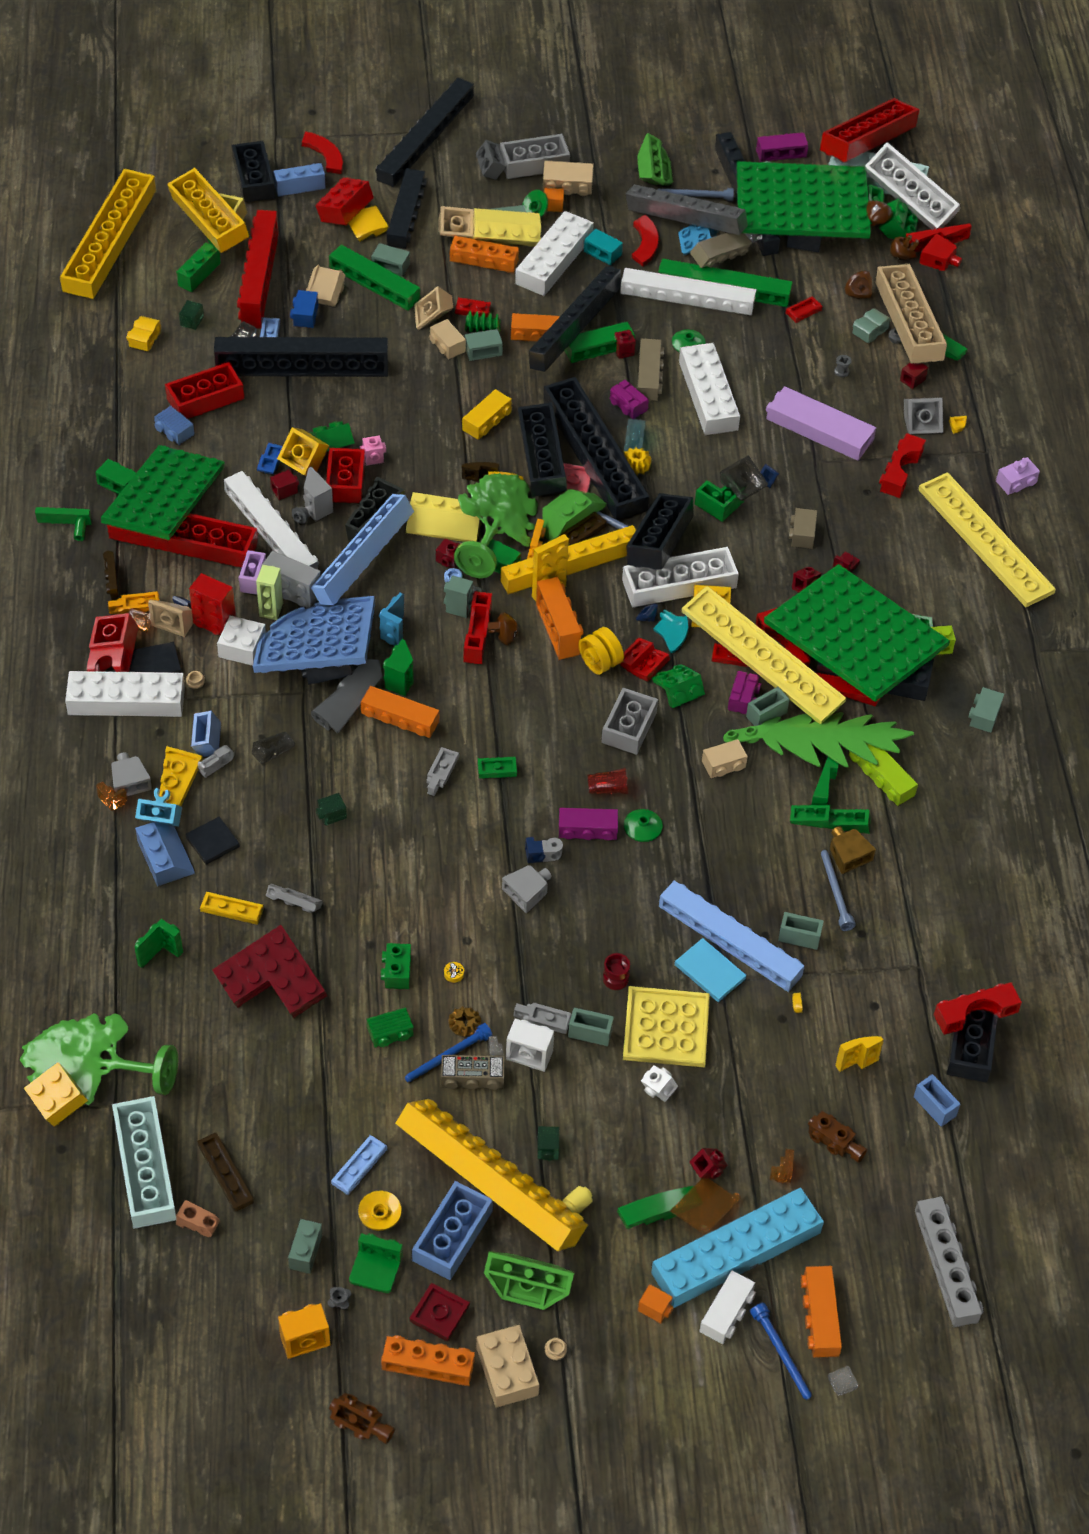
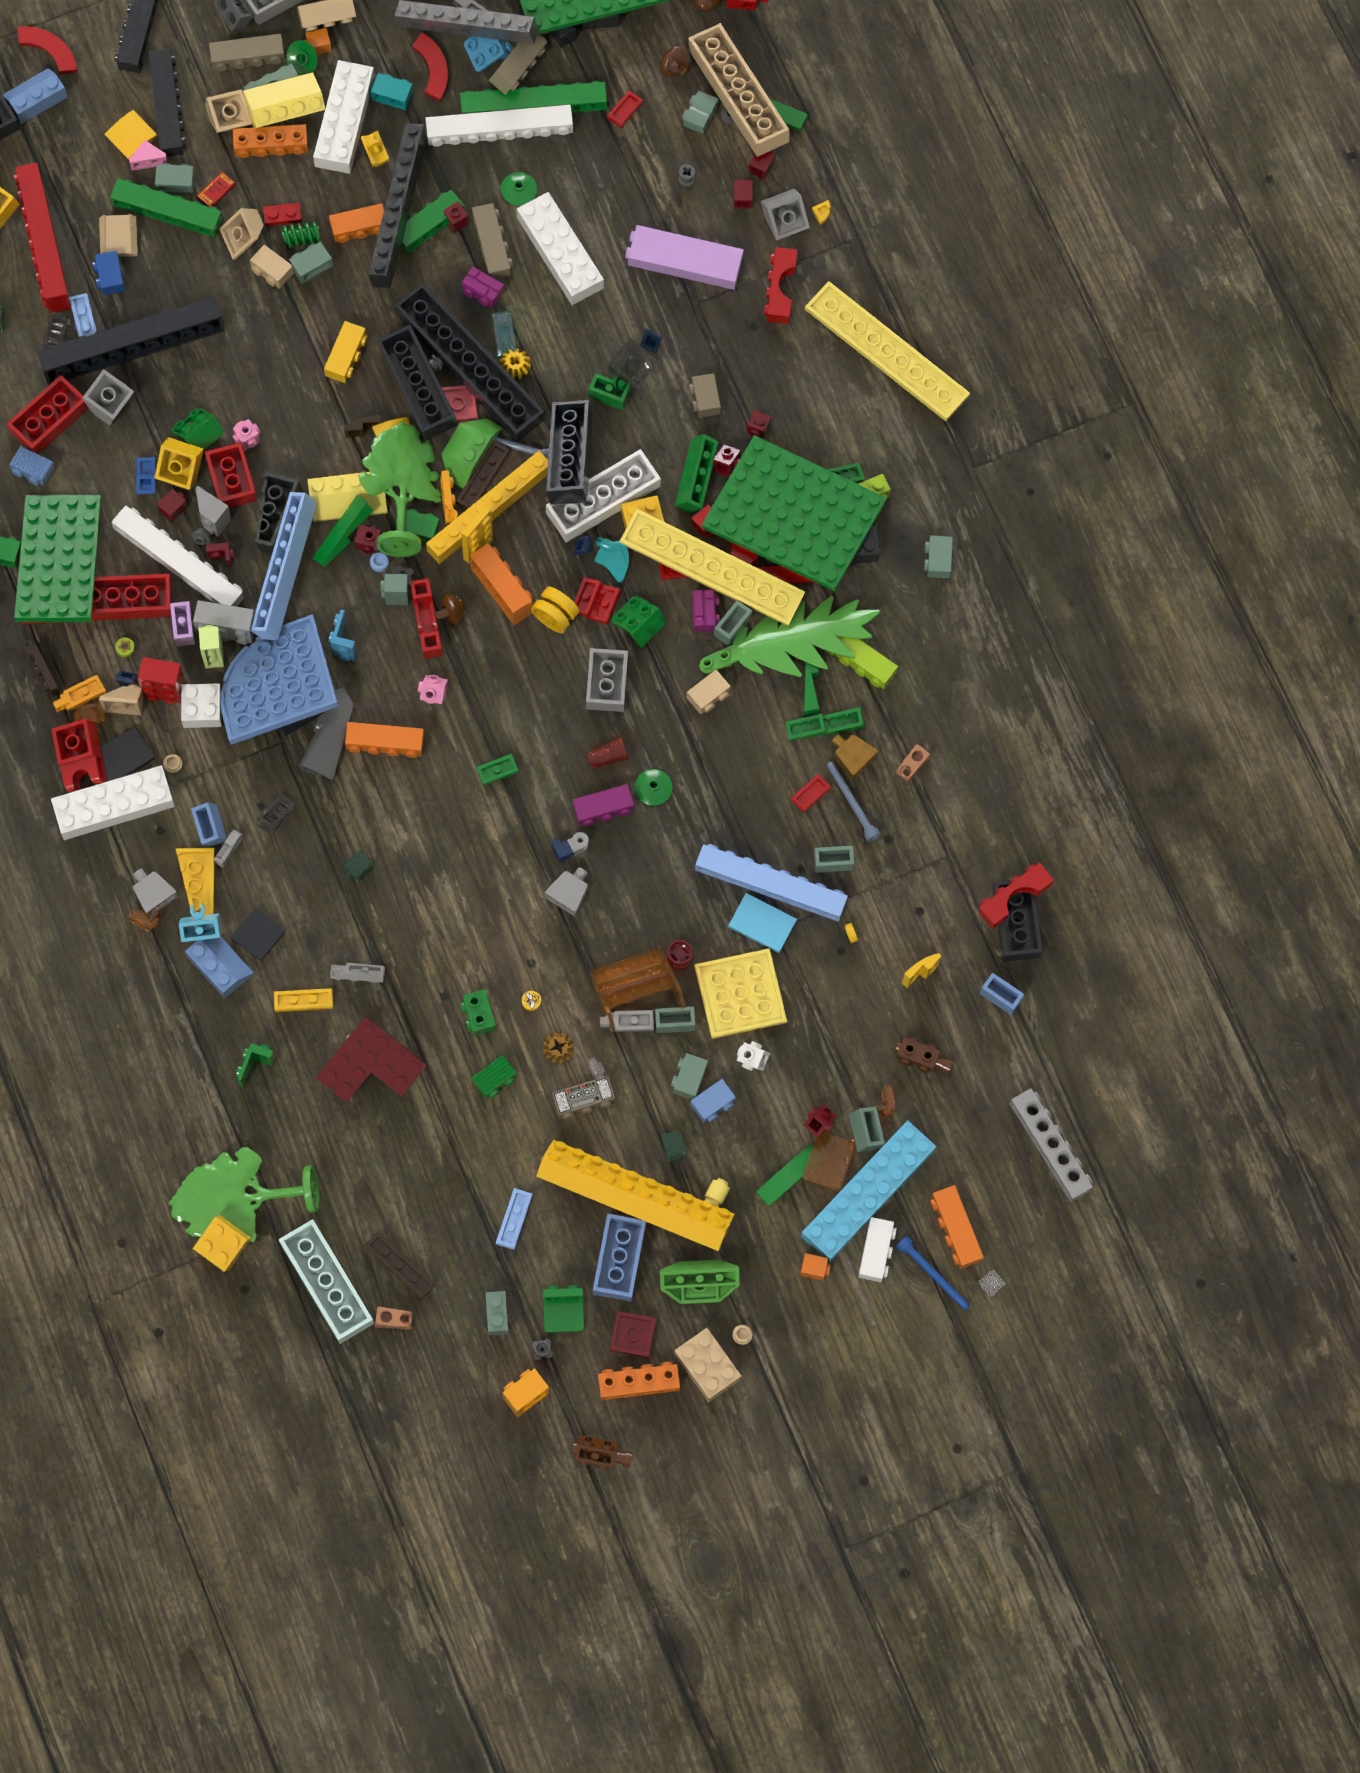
camera: 20 degrees left, 20 degrees up
(190, 578) = (125, 647): none -> lime tile
(262, 390) = (107, 397): none -> light grey slope
(311, 528) = (218, 550): none -> dark red bracket
(344, 201) = (99, 116): red brick -> none
(371, 238) = (147, 157): none -> bright pink slope
(379, 1202) = (548, 1248): yellow dish -> none
(399, 669) = (369, 692): green slope -> none
(423, 546) = (338, 537): none -> green slope
(424, 276) = (216, 190): none -> red tile
(441, 770) = (445, 789): light grey hinge -> none
(461, 684) = (433, 689): none -> bright pink brick
(482, 1033) = (577, 1057): blue piece -> none
(489, 191) = (246, 52): none -> dark tan brick
(529, 1044) = (627, 1056): white brick -> none
(562, 980) = (632, 980): none -> clear orange windscreen
(564, 442) = (435, 363): none -> dark grey plate
(572, 281) = (375, 149): none -> yellow hips
(588, 1084) = (690, 1076): none -> sand green brick
(603, 1114) = (713, 1101): none -> medium blue brick
(754, 1185) = (866, 1129): none -> sand green brick
(774, 582) = (696, 473): none -> green brick
(796, 872) = (811, 793): none -> red tile
(889, 391) = (742, 193): none -> dark red brick
(908, 872) = (913, 762): none -> nougat leg
(1017, 476) = (899, 263): lavender brick -> none

